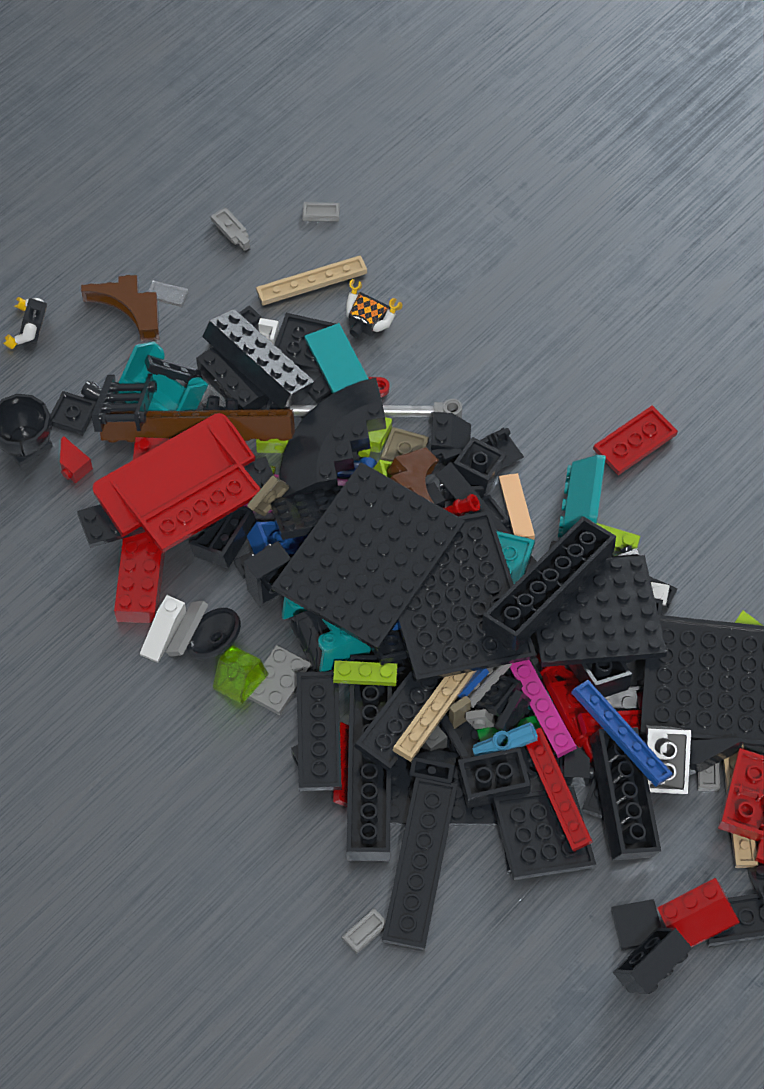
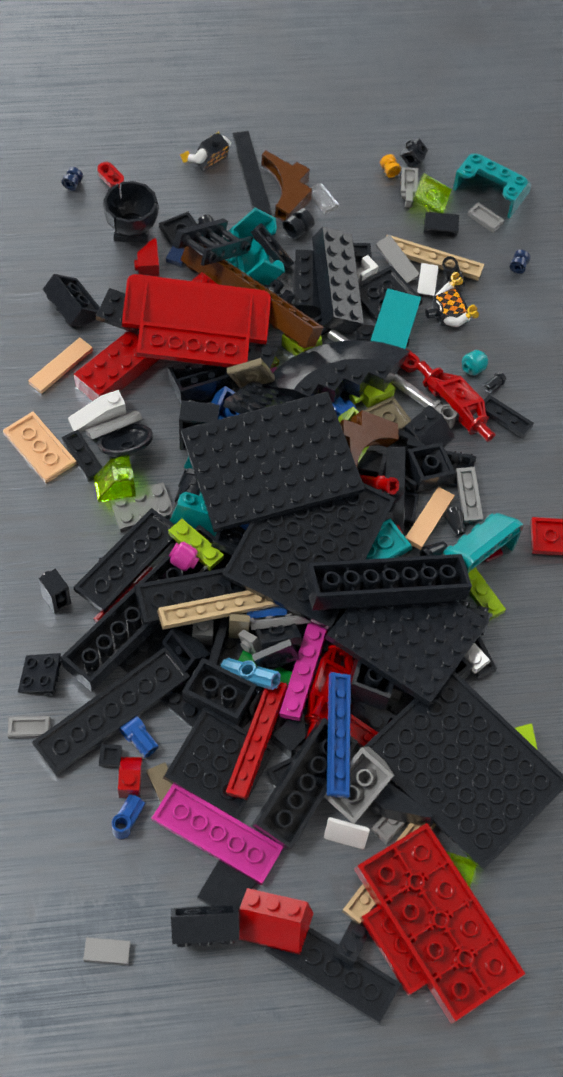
camera: 35 degrees right, 0 degrees up
(42, 548) = (71, 300): none -> black slope
(85, 316) = (251, 171): none -> black tile
(87, 613) = (60, 365): none -> light nougat tile
(91, 440) = (174, 256): none -> dark blue tile
(140, 697) = (39, 447): none -> light nougat tile
(172, 332) = (298, 223): none -> black wheel
(184, 675) = (82, 454): none -> black tile
(199, 221) = (390, 165): none -> light orange wheel
(209, 195) = (414, 152): none -> black brick
(259, 222) = (432, 194): none -> clear neon green tile
(277, 167) = (515, 185): none -> teal windscreen
(281, 804) = (54, 590): none -> black brick
(285, 302) = (397, 259): none -> light grey tile
(291, 243) = (441, 222): none -> black hinge
(326, 303) = (427, 280): none -> white slope
(332, 881) = (40, 673): none -> black hinge
(343, 284) = (448, 272): none -> black piece
(367, 690) = (183, 556): none -> dark pink head
(387, 232) = (520, 261): none -> dark blue wheel
(431, 348) = (474, 362): none -> teal head
(448, 386) = (460, 397): none -> red plate
(452, 898) = (110, 755): none -> black plate
(457, 864) = (135, 732): none -> blue piece
(461, 354) = (493, 383): none -> black pin
(484, 901) = (130, 777): none -> red slope
(496, 375) = (507, 417): none -> black plate
(512, 933) = (127, 815): none -> blue piece
(521, 889) = (159, 784): none -> dark tan tile
(530, 464) = (469, 495): none -> light grey plate
(538, 494) = (455, 520): none -> black cone
(544, 533) = (433, 549): none -> black cone
(592, 887) = (217, 833): none -> dark pink plate
(594, 1045) = (106, 951): none -> light grey tile
(684, 806) = (346, 833): none -> white slope

